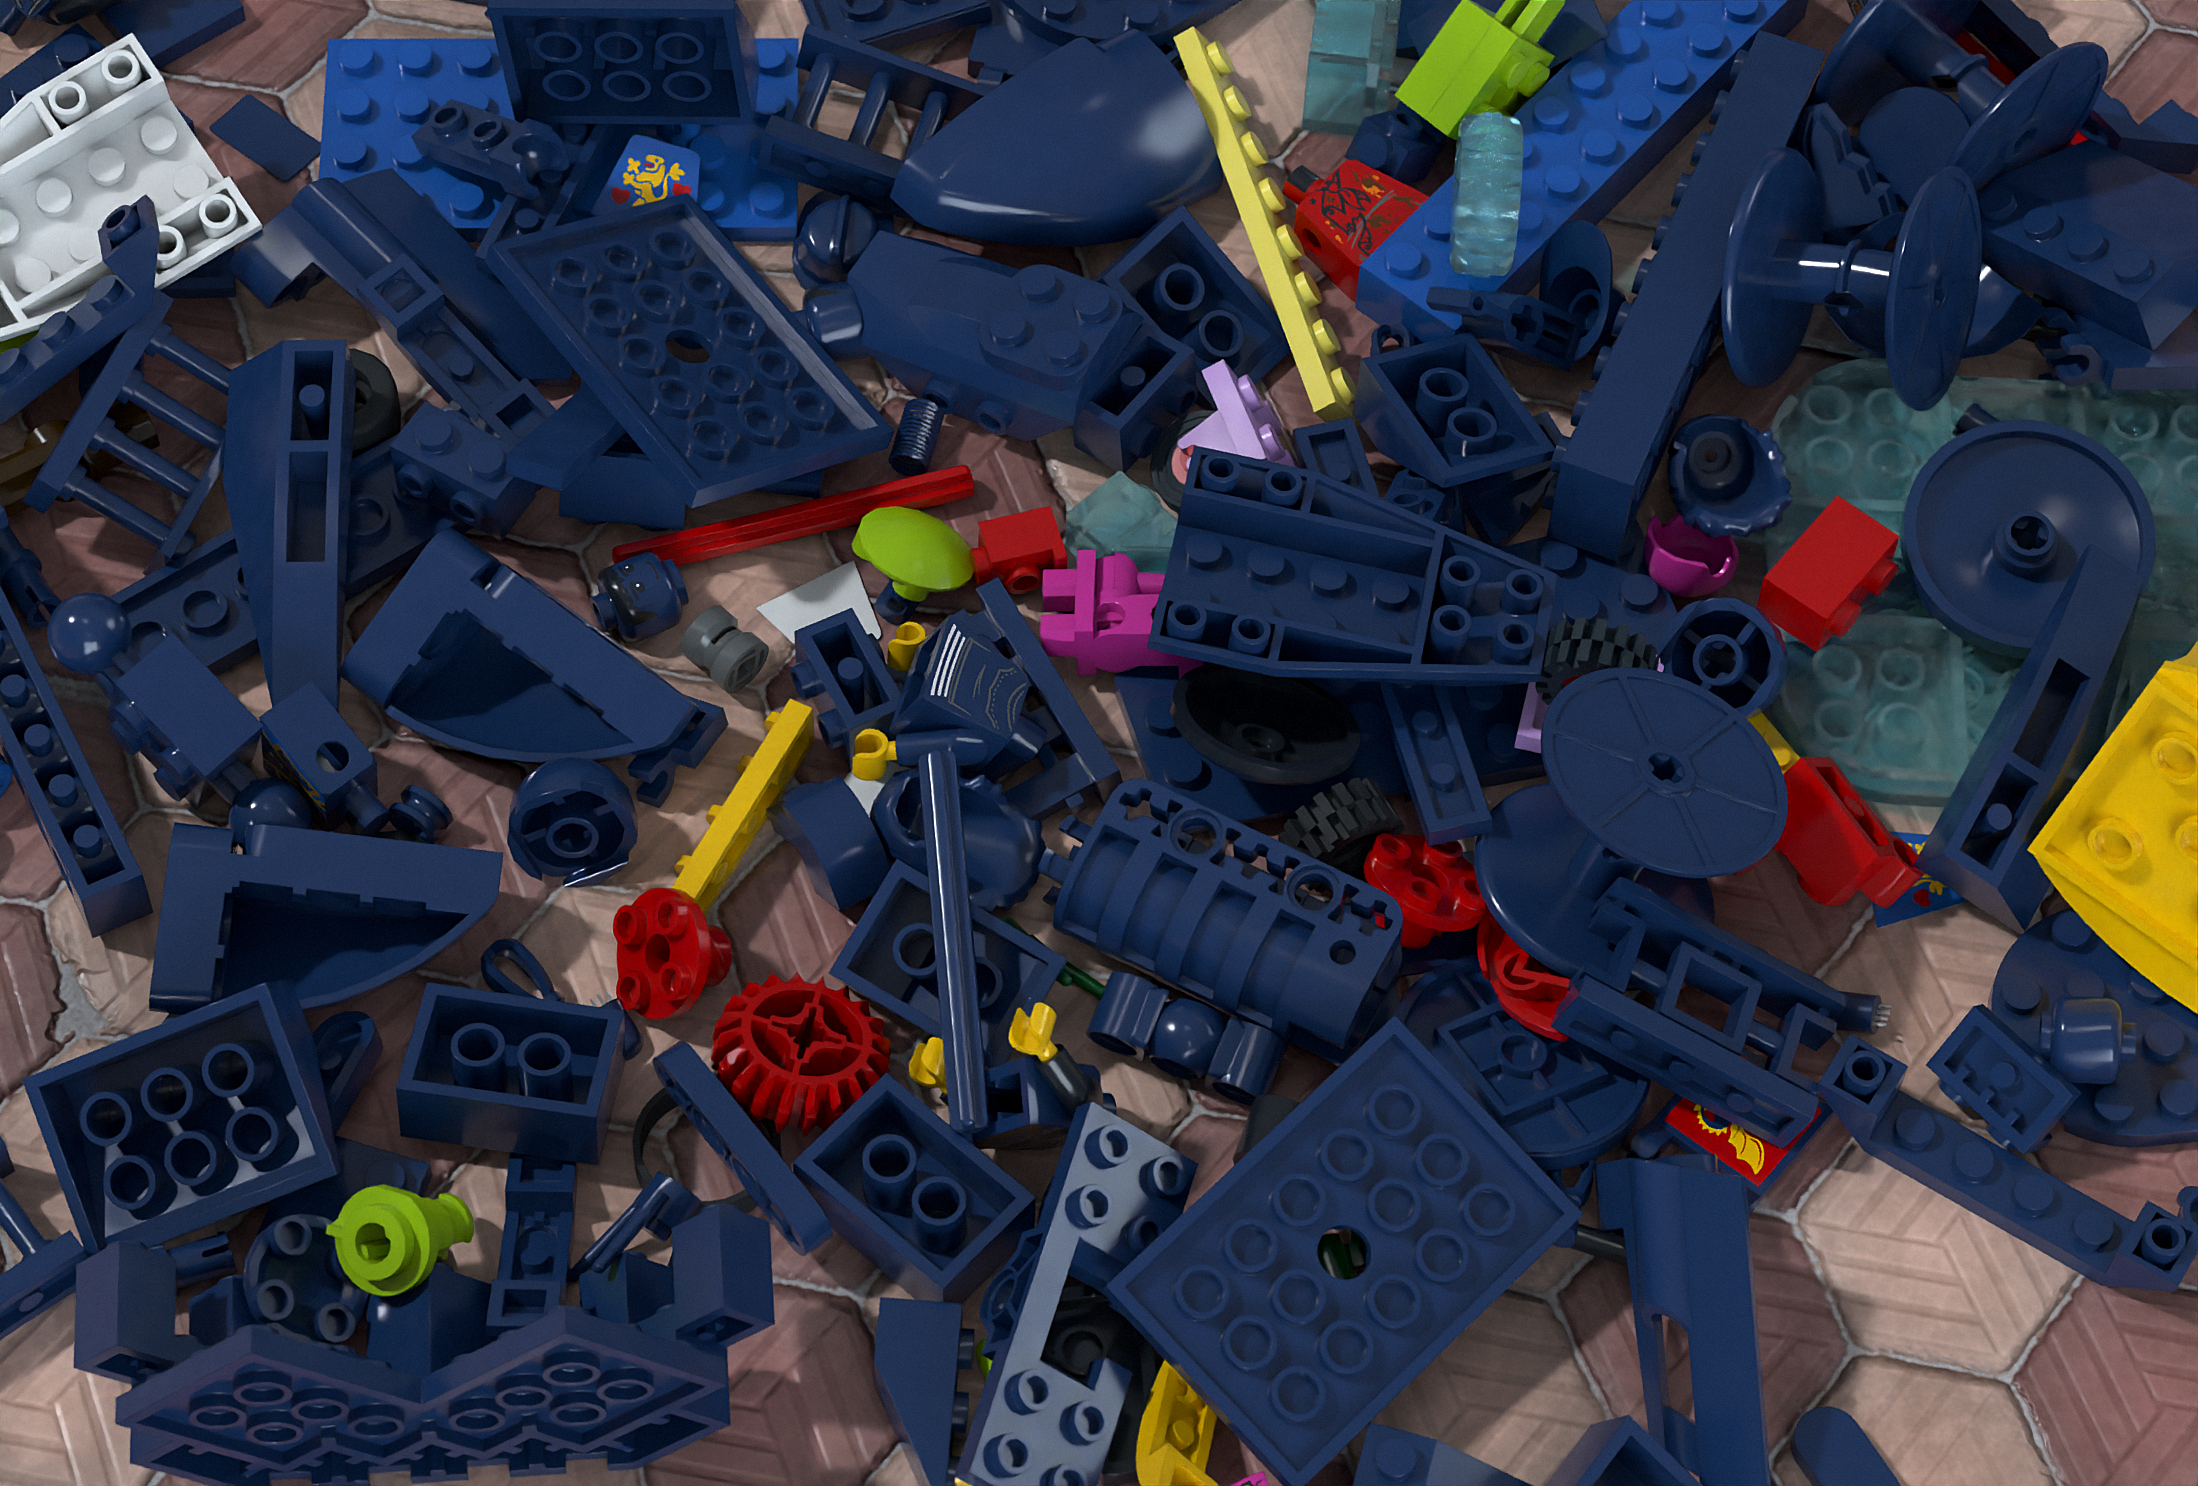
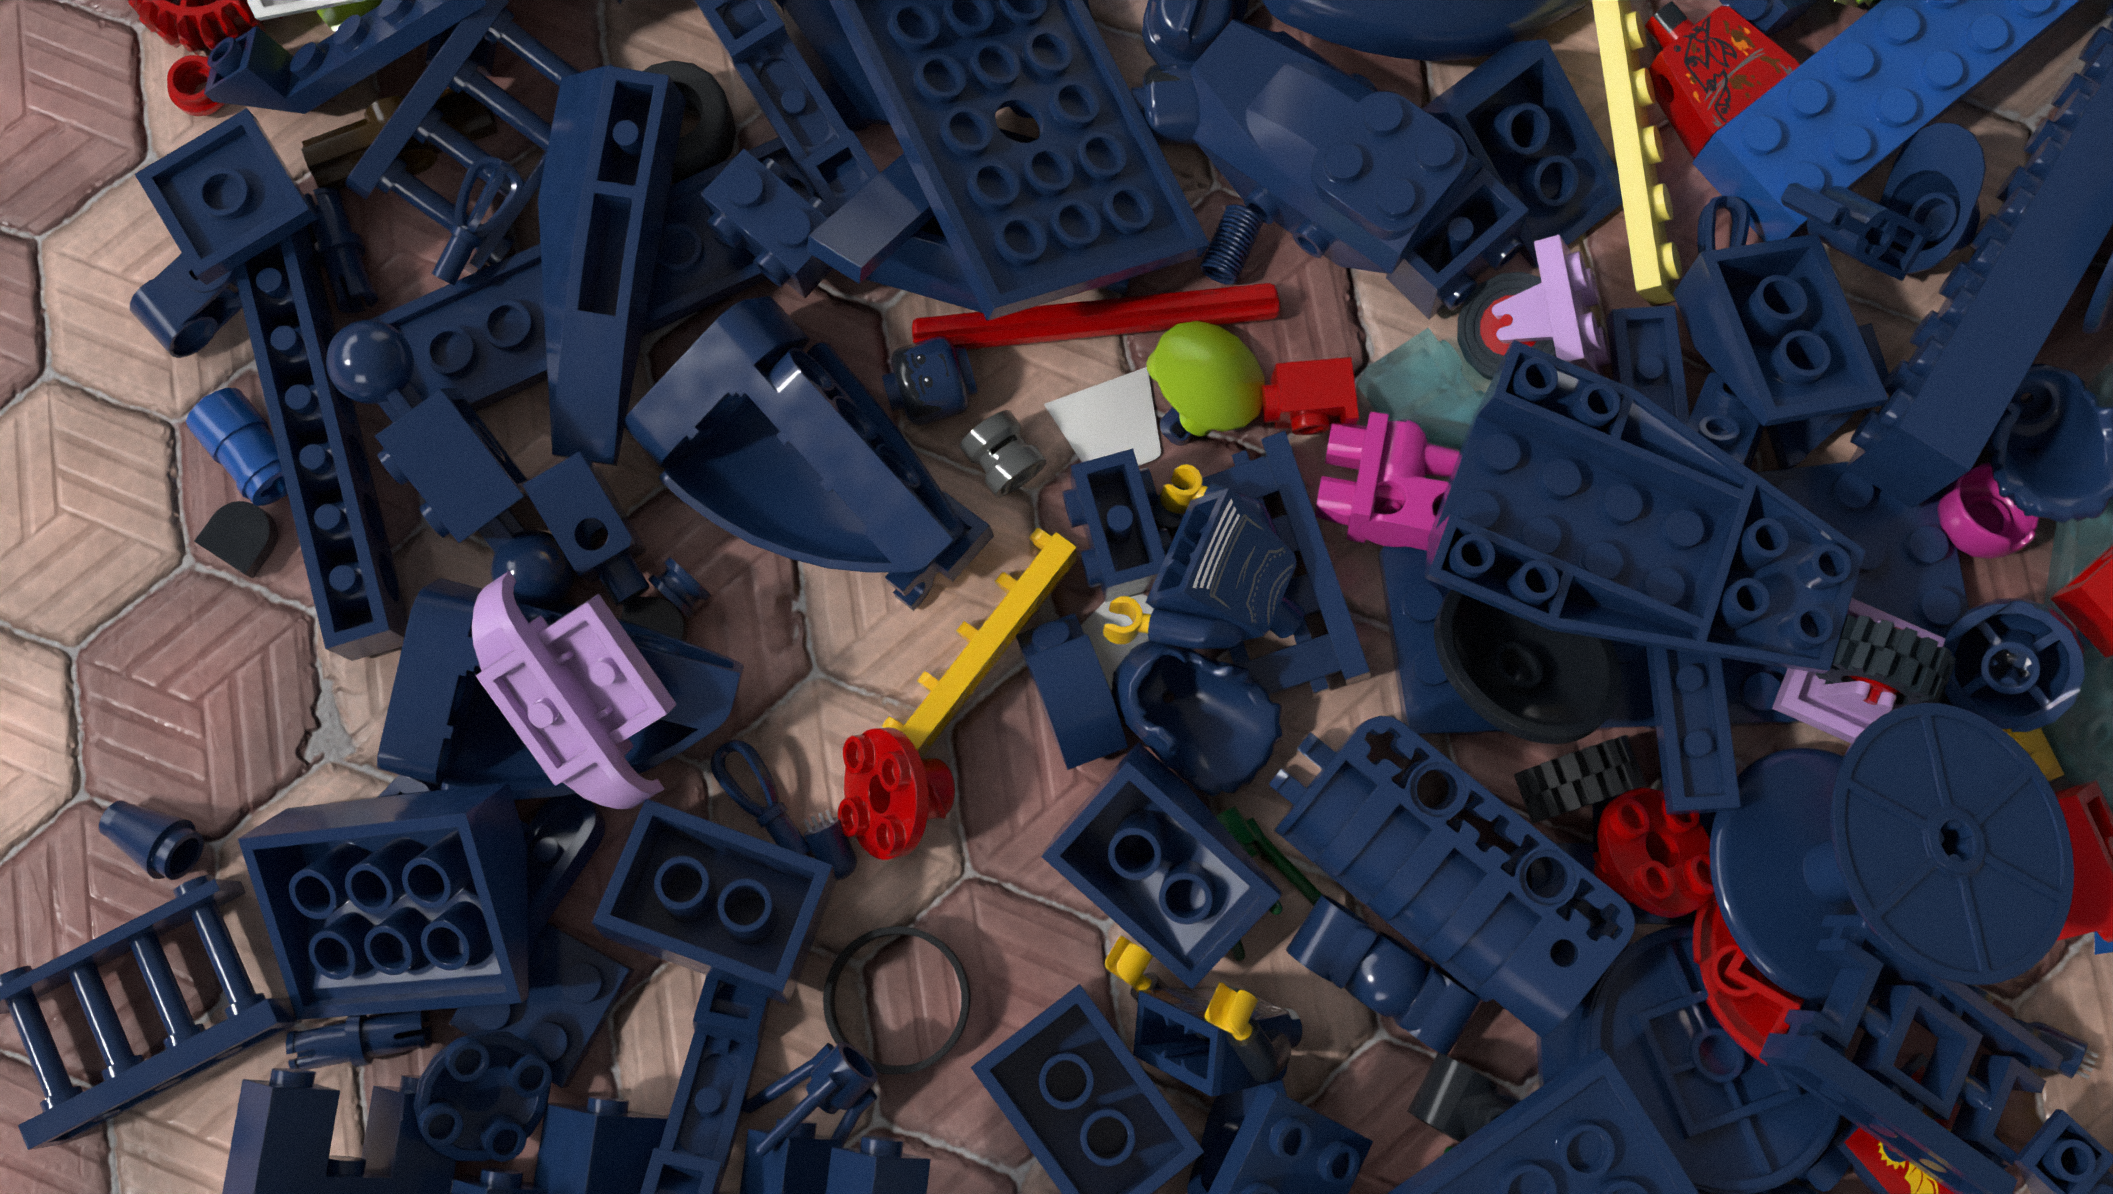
camera: 15 degrees right, 20 degrees up
(154, 522) = (468, 233): none -> dark blue piece
(344, 883) = (570, 692): none -> lavender plate
(394, 1237) = (565, 1080): lime piece -> none
(572, 822) = (822, 622): dark blue cylinder -> none
(742, 1148) = (926, 1030): dark blue beam -> none
(760, 1045) = (974, 919): red gear -> none
(953, 942) = (1169, 867): dark blue axle -> none
(1486, 195) = (1873, 90): clear light blue gear -> none

